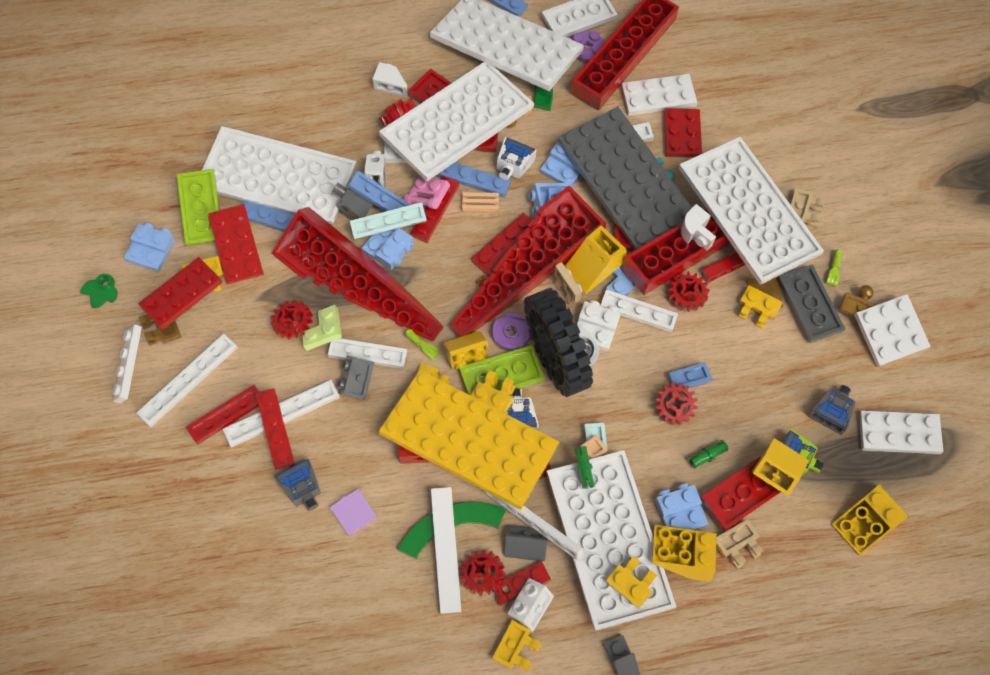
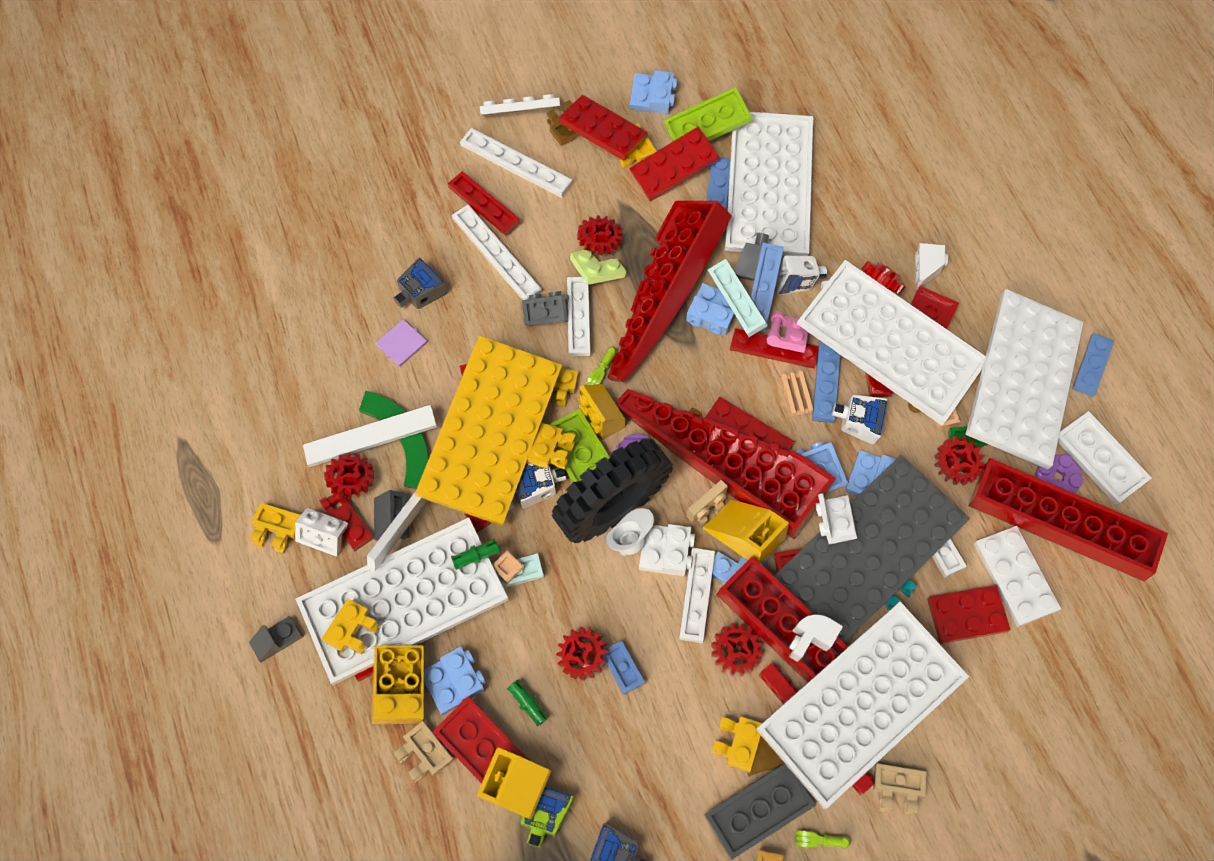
camera: 80 degrees right, 0 degrees up
(98, 292) = (595, 65): green plate -> none
(275, 429) = (475, 248): red plate -> none
(564, 104) = (966, 464): none -> red gear
(604, 191) = (837, 519): none -> white bracket

